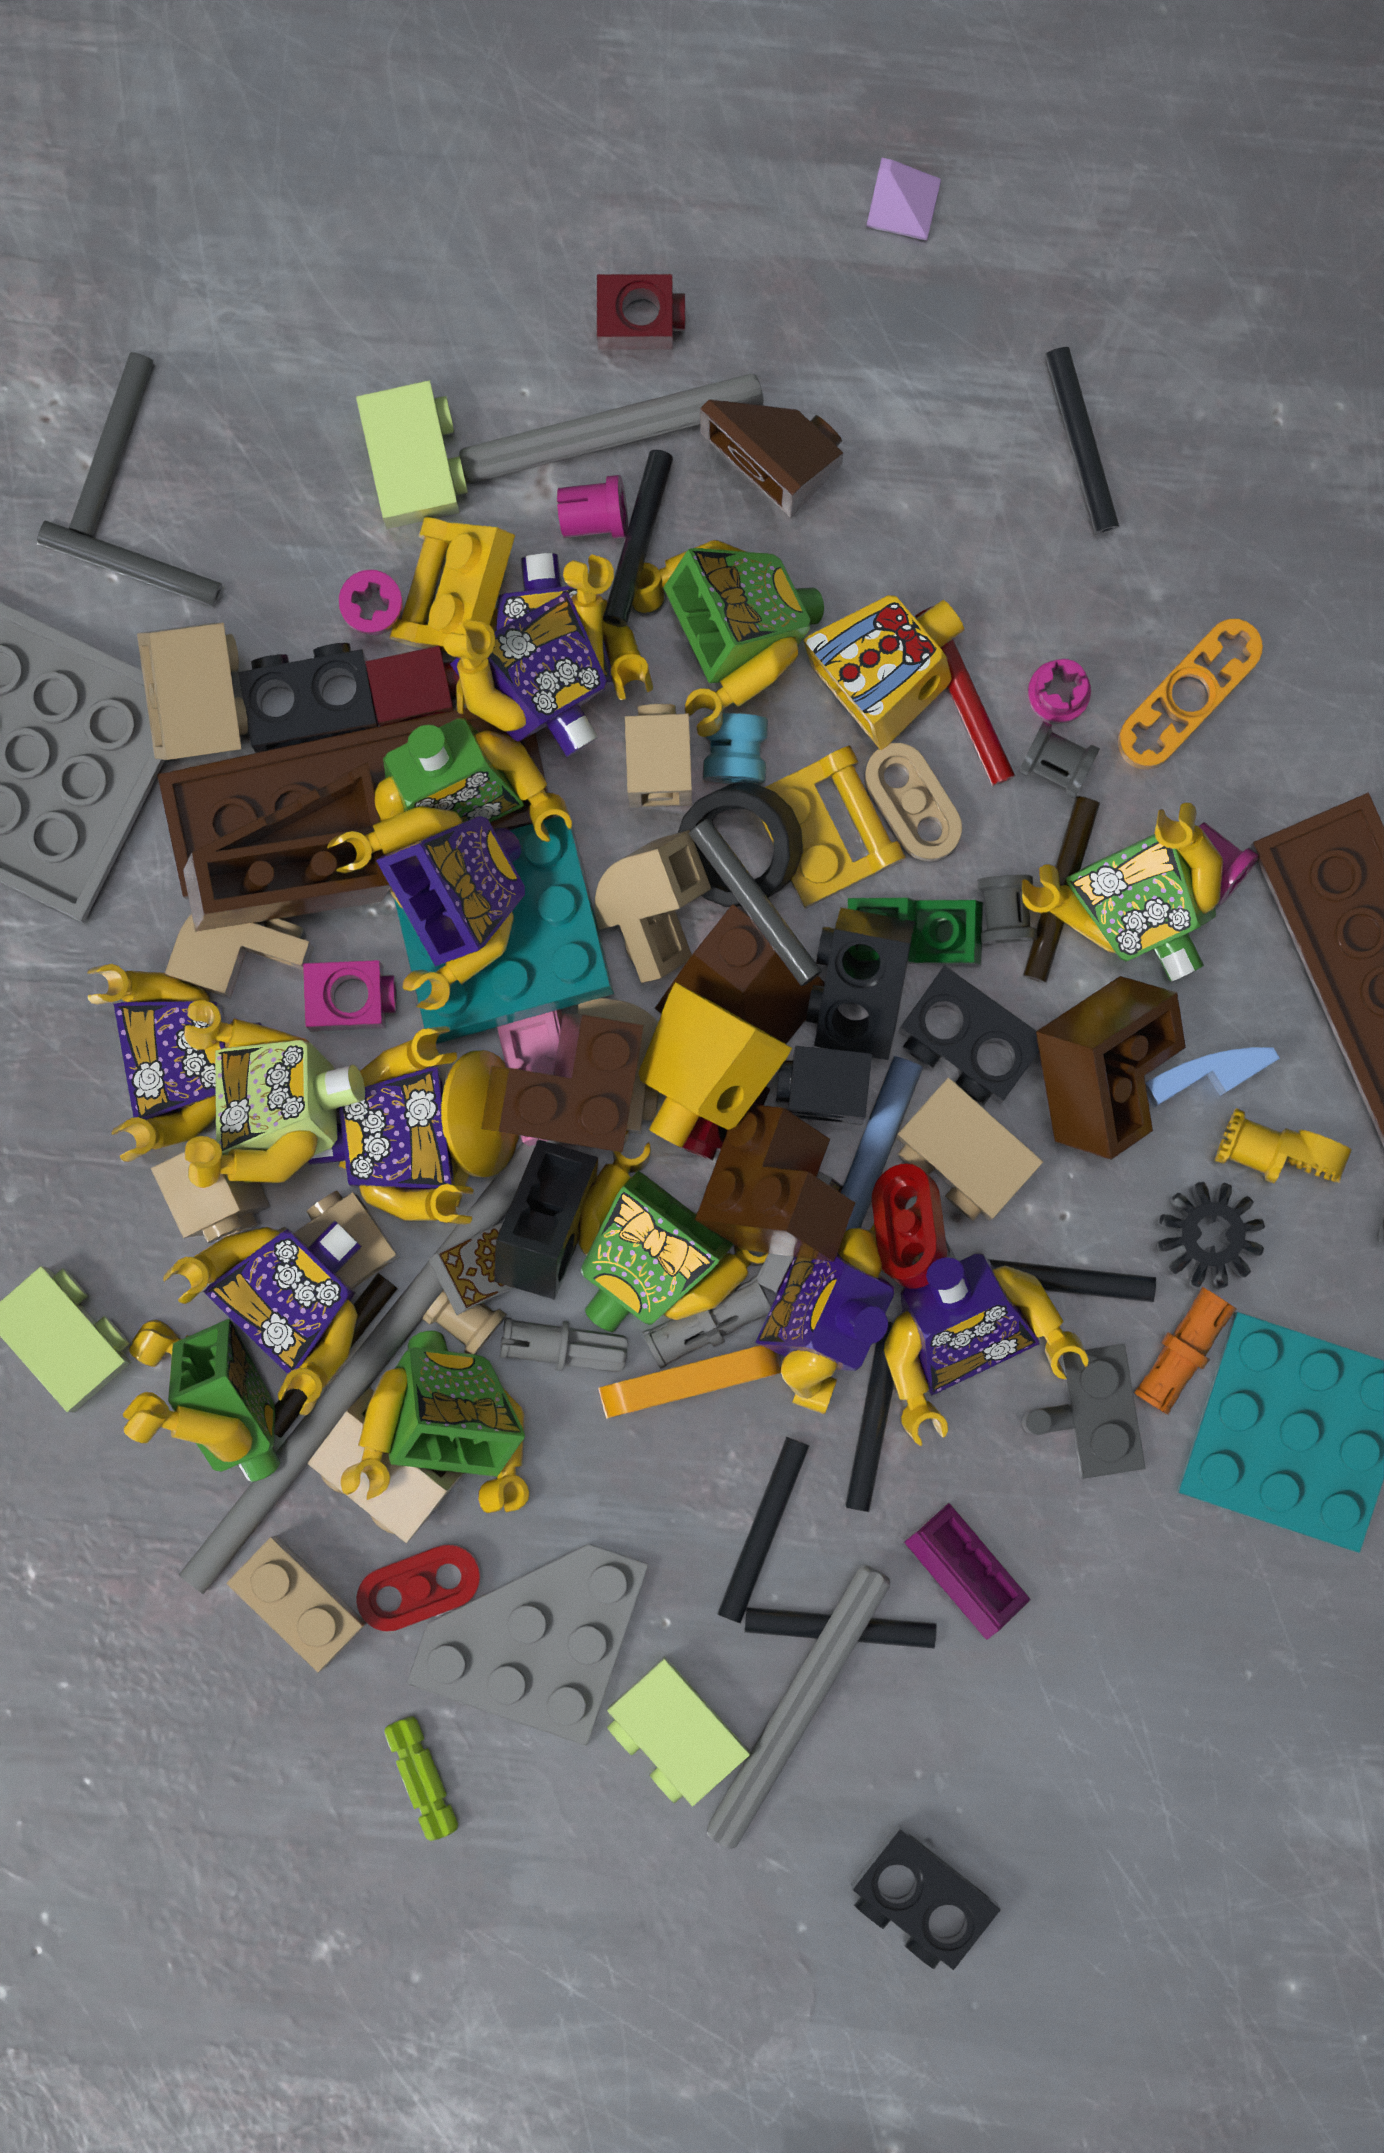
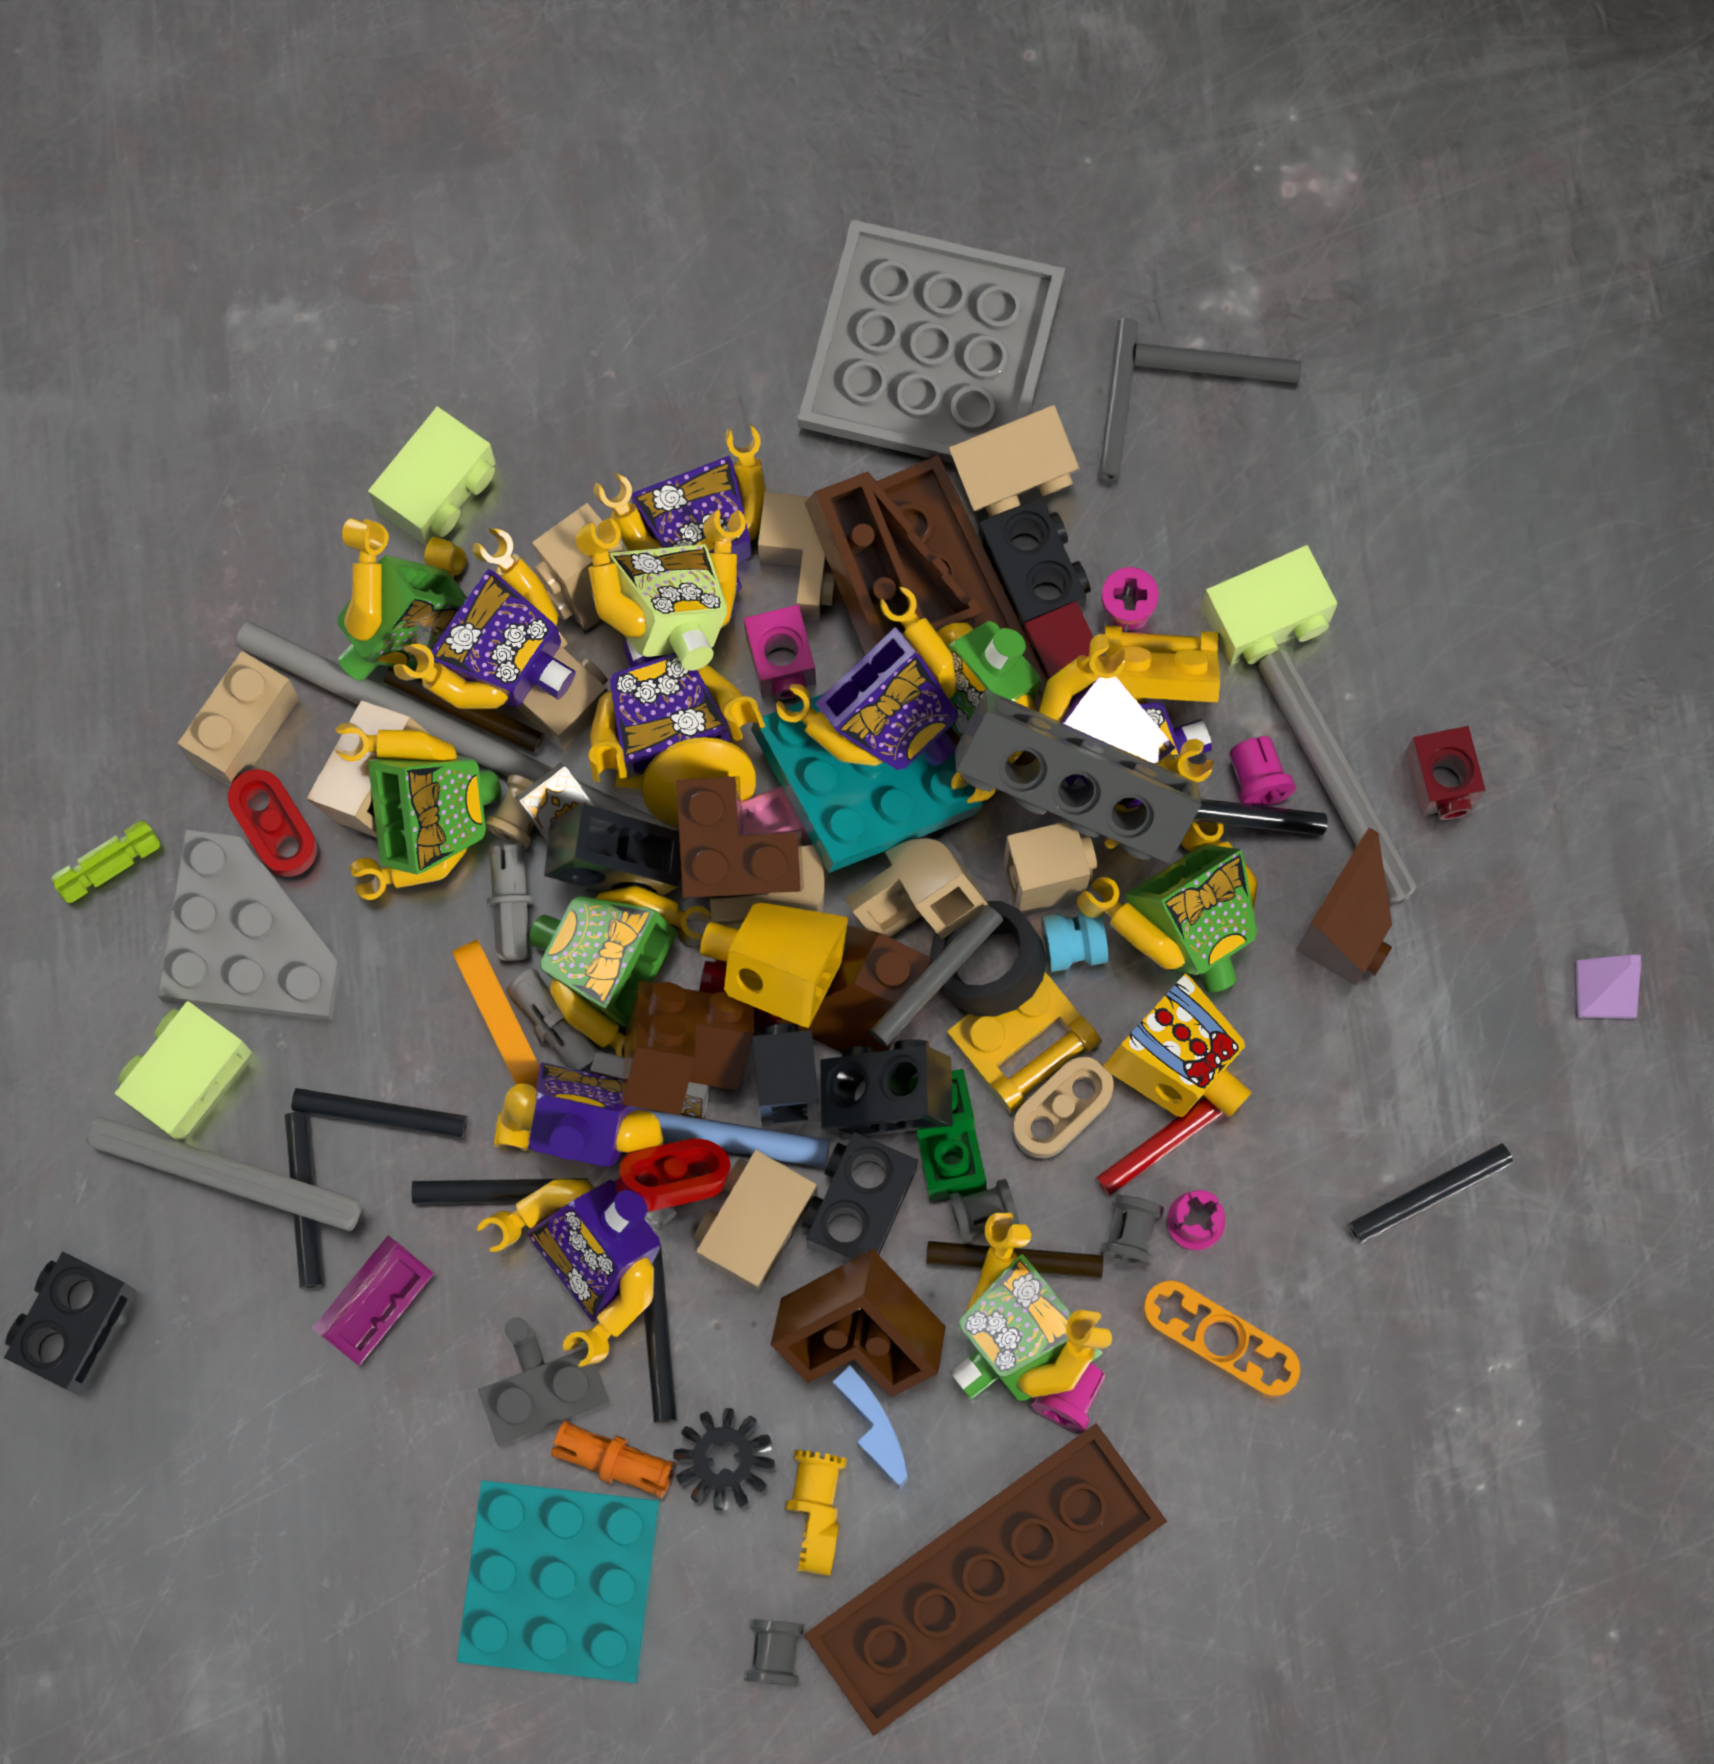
camera: 75 degrees right, 10 degrees down
(559, 717) = (1006, 727): none -> dark grey brick

